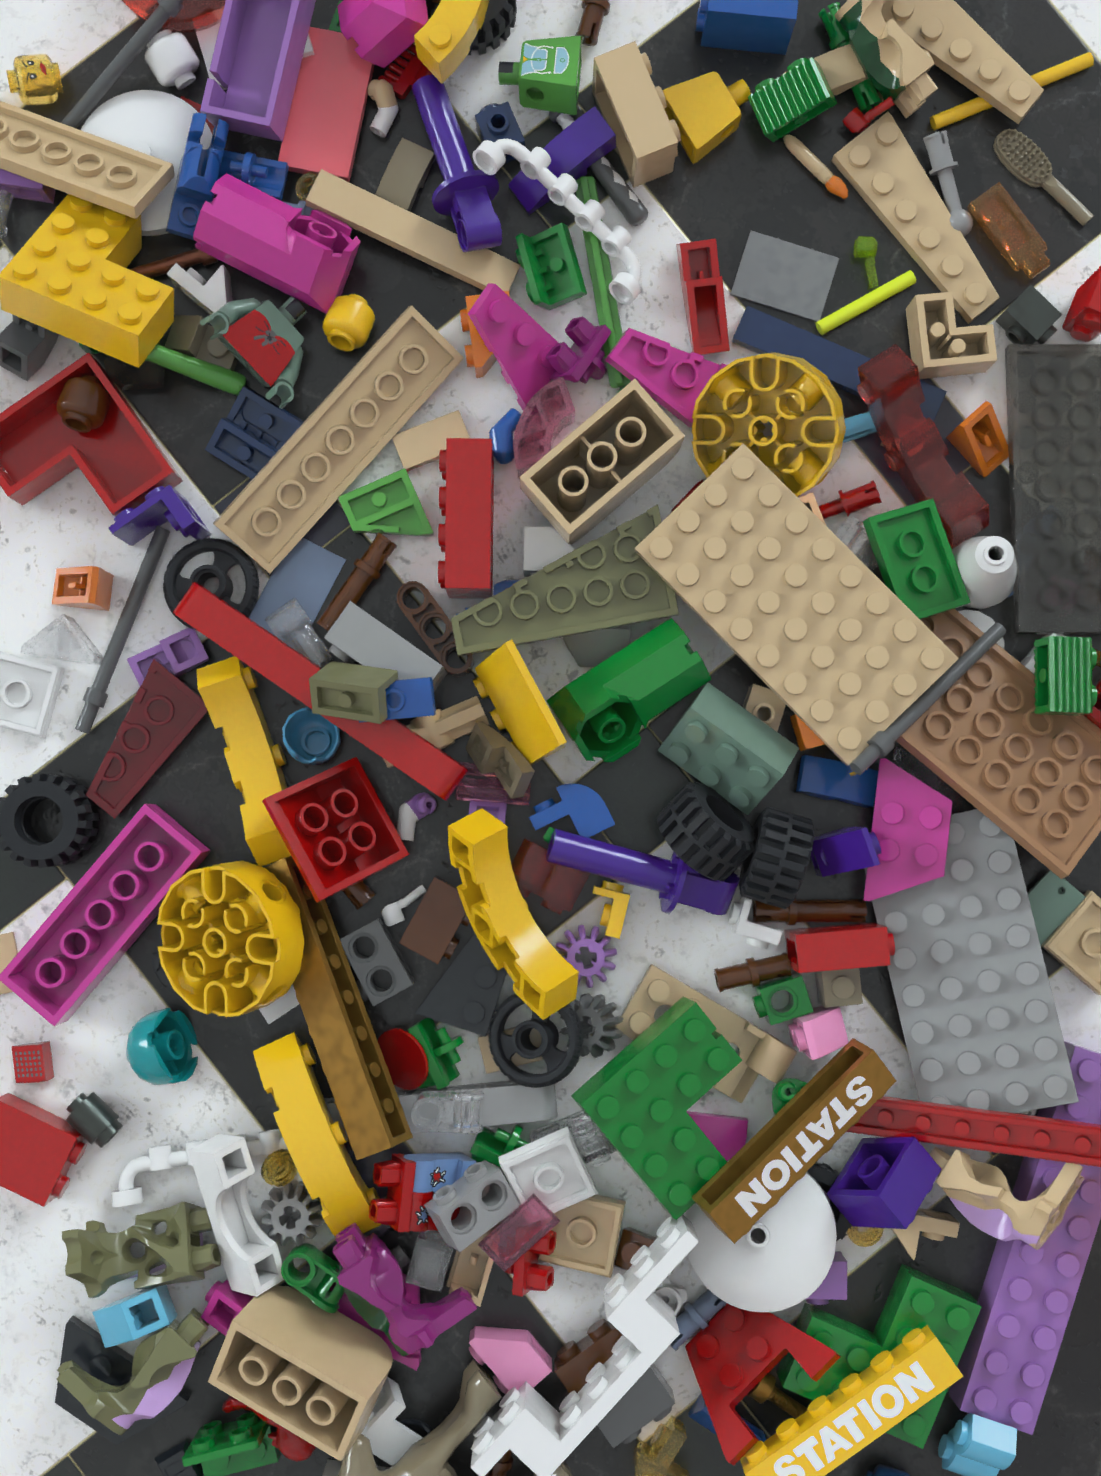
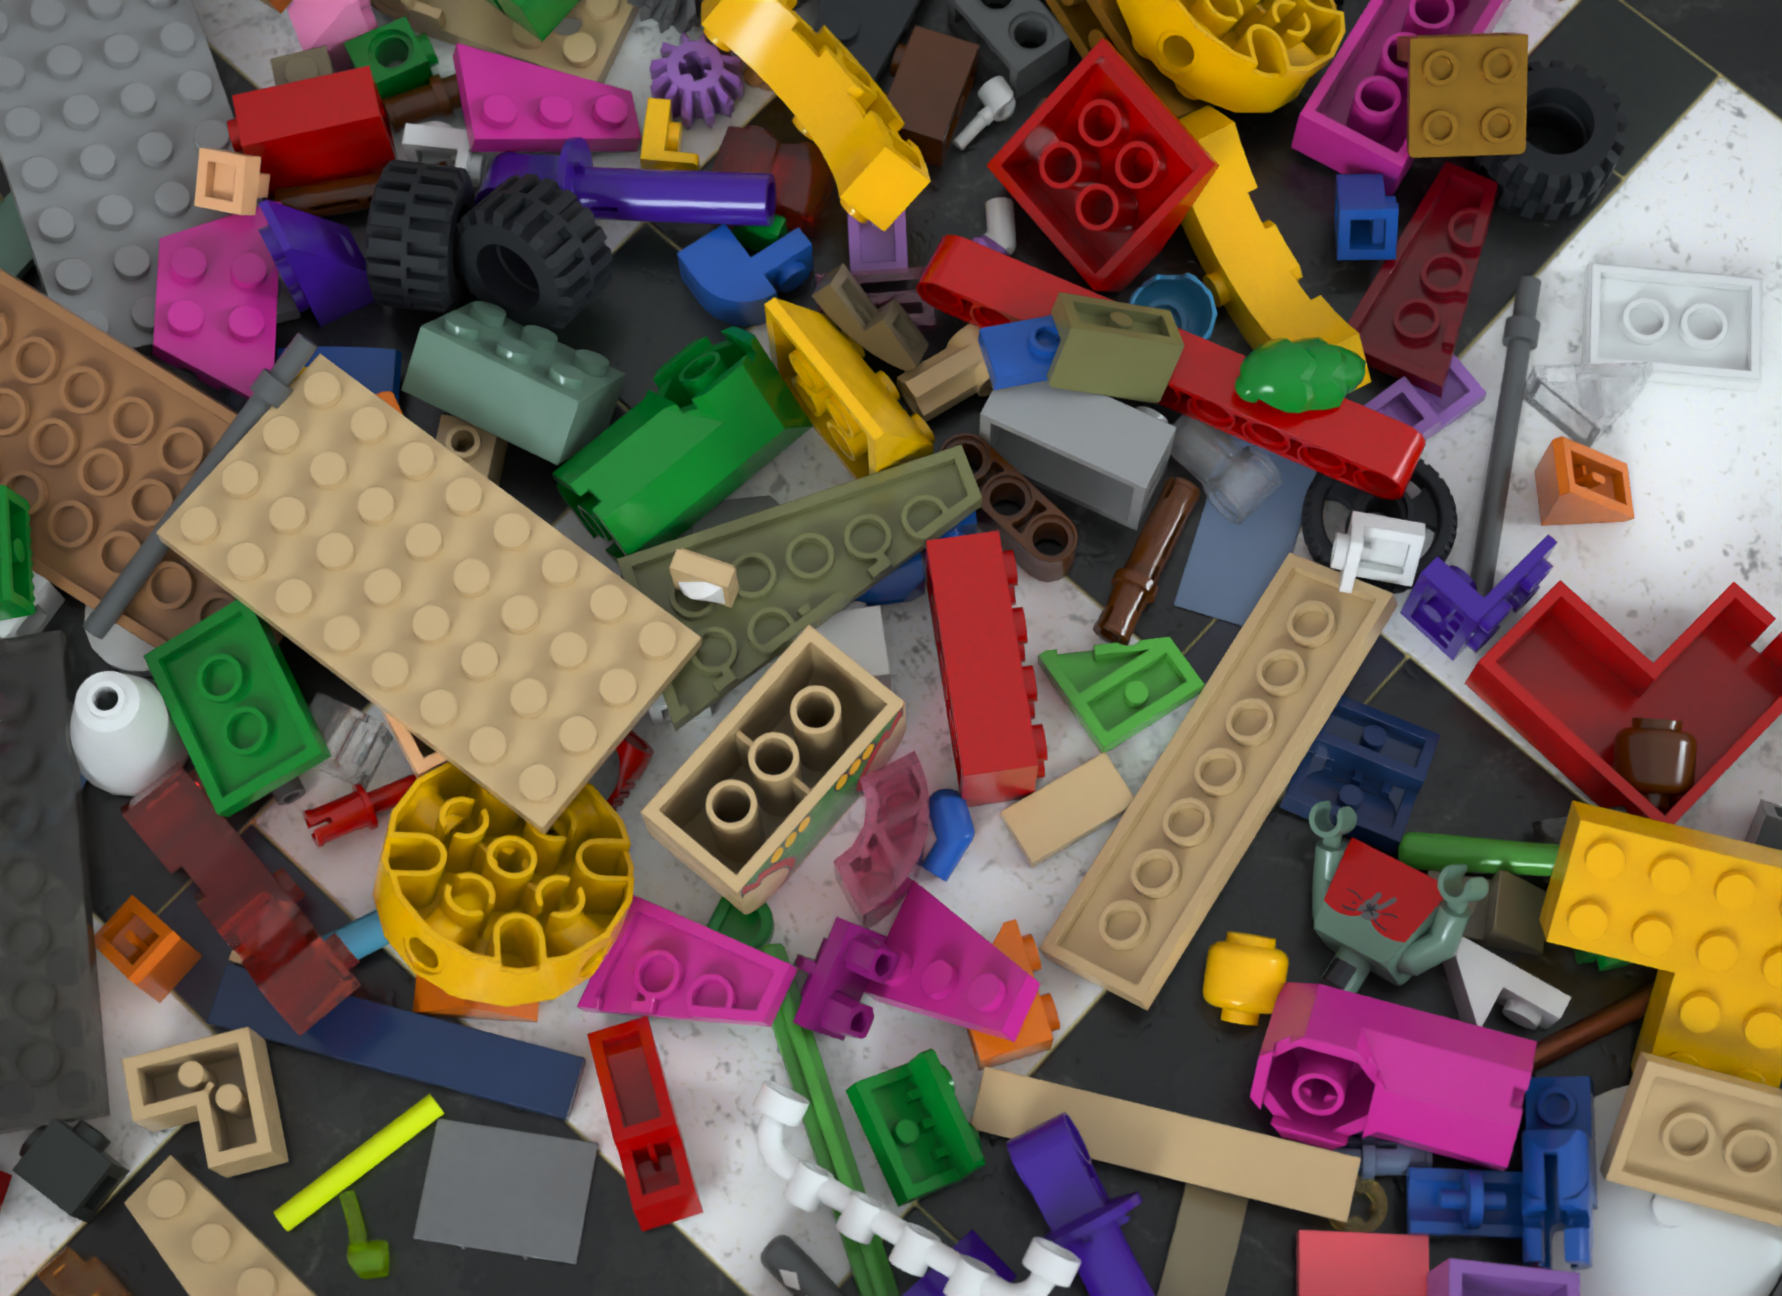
camera: 175 degrees right, 15 degrees down
(91, 845) = (1465, 93): none -> pearl gold bracket
(175, 783) = (1364, 218): none -> blue brick
(218, 554) = (1377, 550): none -> white bracket
(240, 659) = (1299, 374): none -> green arm
(627, 582) = (704, 577): none -> tan tile
(690, 946) = (537, 108): none -> dark pink wing
(895, 910) = (229, 181): none -> light nougat tile

